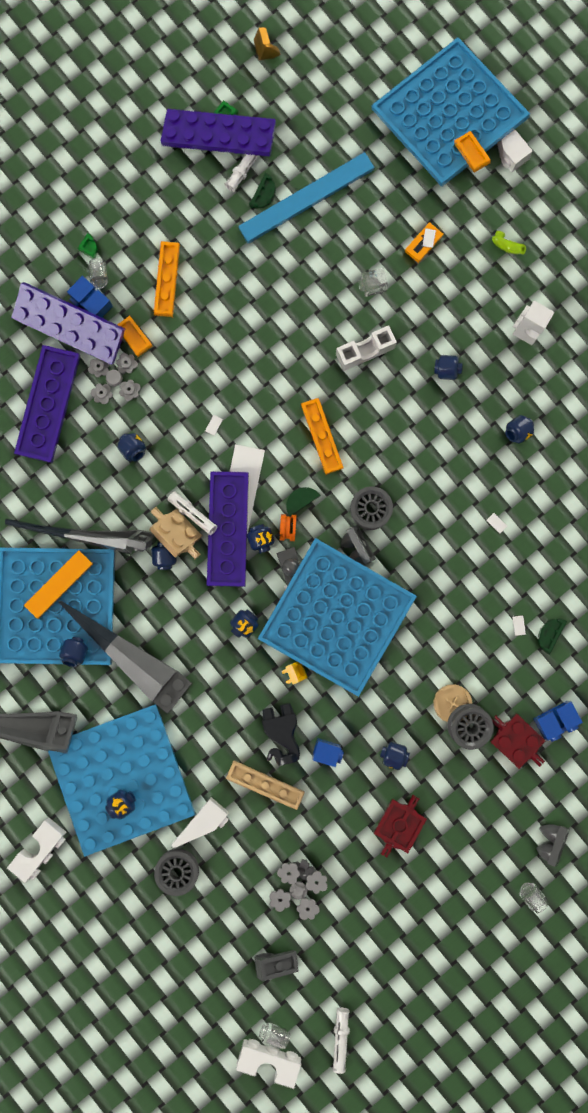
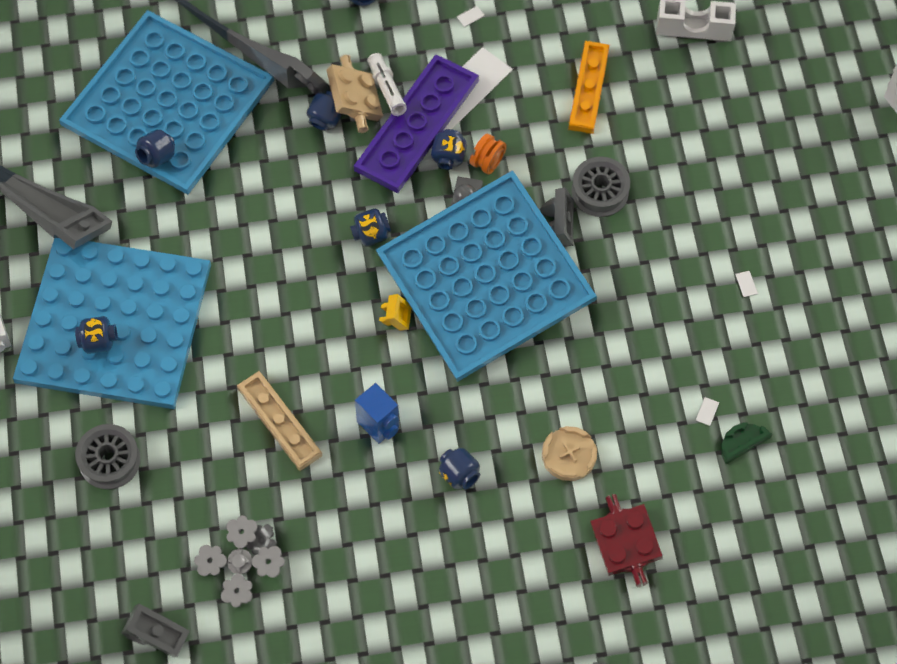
camera: 30 degrees right, 20 degrees down
(58, 584) = (186, 76): light orange tile -> none
(154, 678) = (227, 230): dark grey plate -> none
(204, 822) = (177, 417): white slope -> none
(281, 731) = (338, 366): black hips -> none
(300, 498) = (524, 136): dark green tile -> none
(399, 826) = (414, 556): dark red plate -> none
(448, 367) = (783, 87): dark blue head -> none
(475, 715) = (594, 469): dark grey wheel -> none
(519, 429) = (833, 192): dark blue head -> none
(557, 720) = (690, 544): blue piece -> none

